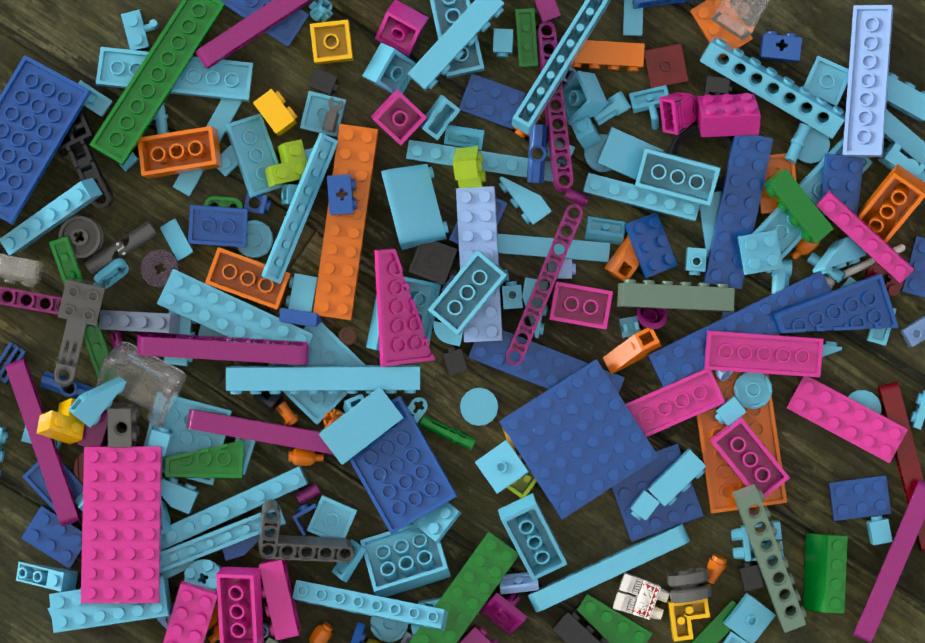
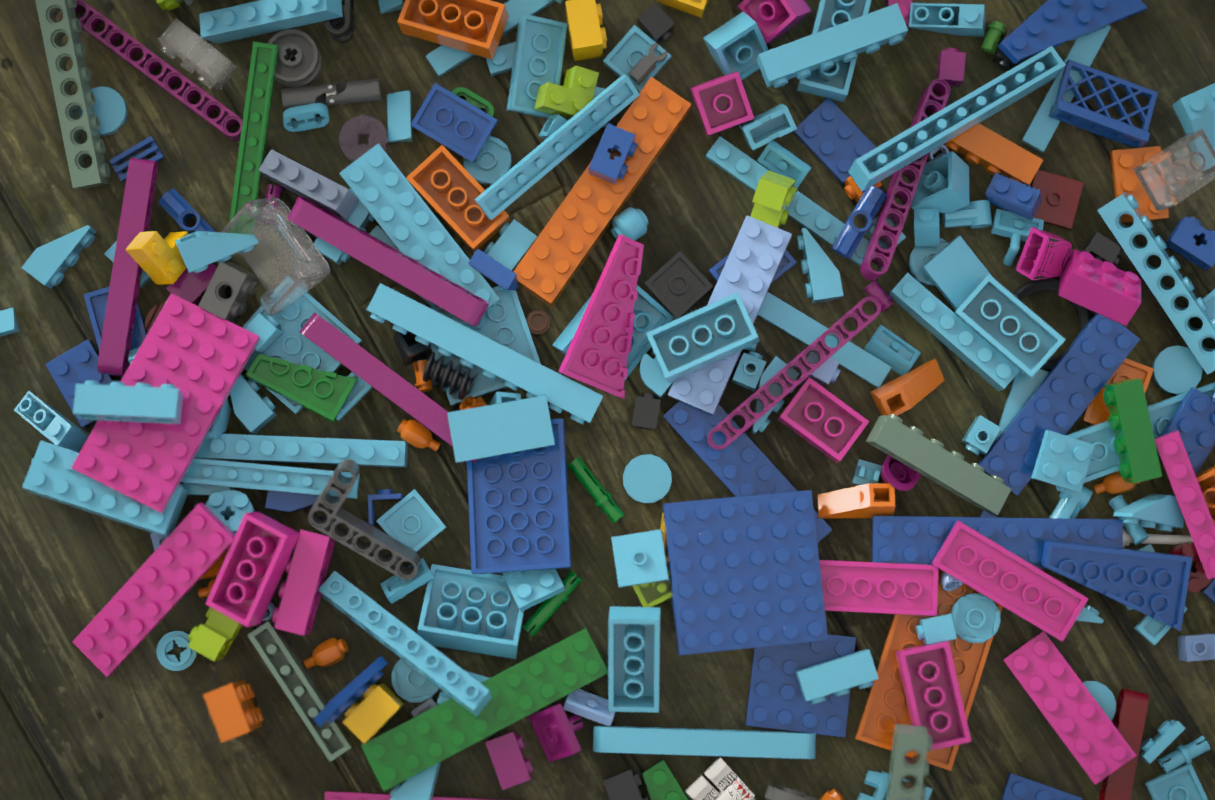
camera: 30 degrees right, 5 degrees down
(80, 307) = (252, 132): dark grey brick -> none
(96, 540) = (128, 403): none -> medium azure brick
(265, 204) = (520, 126): blue bracket -> none
(306, 407) = (449, 377): none -> black piece
(307, 493) = (399, 479): magenta pin -> none
(377, 235) = (630, 223): none -> medium azure head
(414, 205) = (689, 211): medium azure windscreen -> none
(417, 416) = (575, 452): medium azure beam -> none
(456, 528) = (550, 605): none -> green pin
(502, 42) = (881, 80): medium azure brick -> none
(526, 37) = (910, 89): green plate -> none
(636, 80) = (1013, 196): none -> blue brick
(643, 505) = (782, 689): medium azure brick -> none
(651, 245) = (938, 392): blue plate -> none
(797, 143) = (1164, 360): medium azure pin -> none

